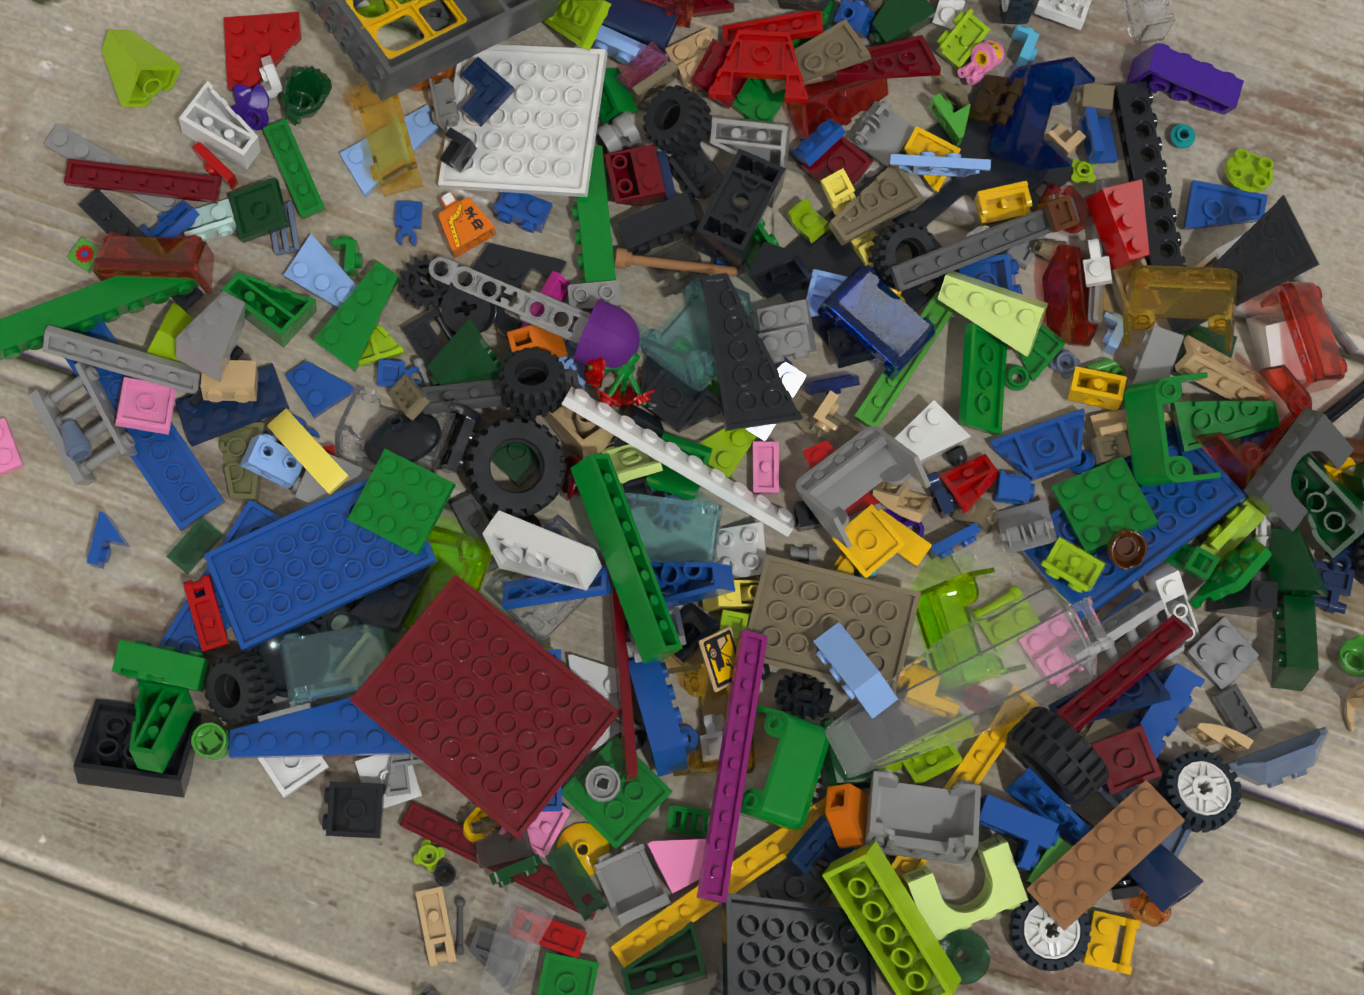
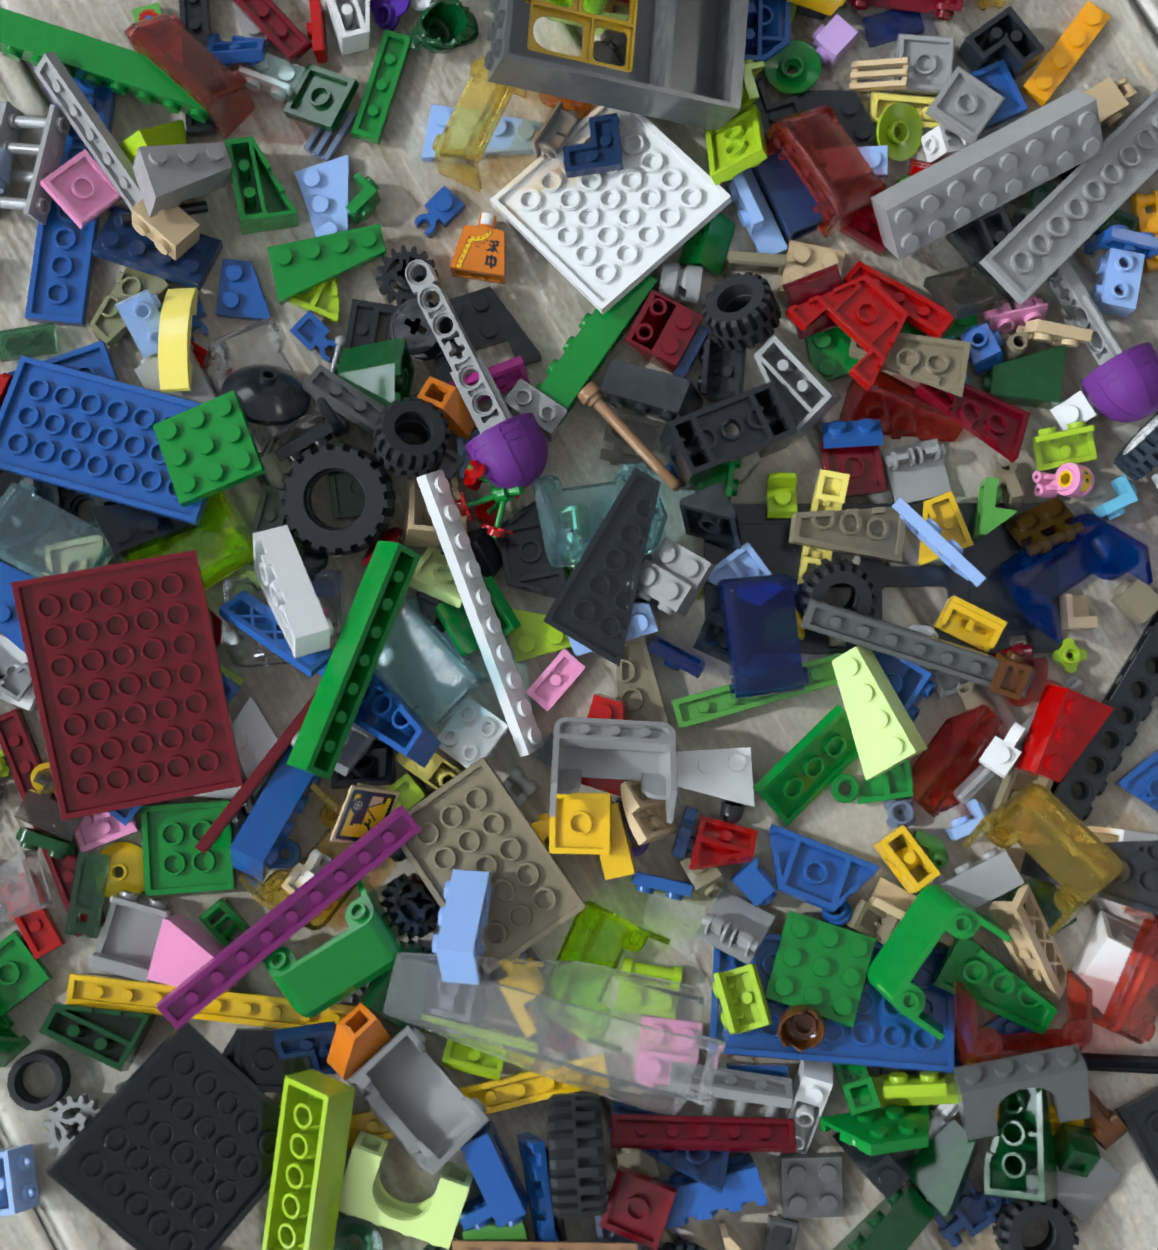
camera: 50 degrees right, 5 degrees up
(409, 396) = (302, 363): dark tan plate -> none
(458, 151) = (529, 184): black panel -> none
(523, 210) = (546, 283): blue bracket -> none
(603, 784) = (175, 833): light grey wheel -> none
(643, 66) = (755, 239): clear pink plate -> none
(828, 407) = (651, 674): tan bracket -> none
(1099, 138) = (1110, 637): blue panel -> none

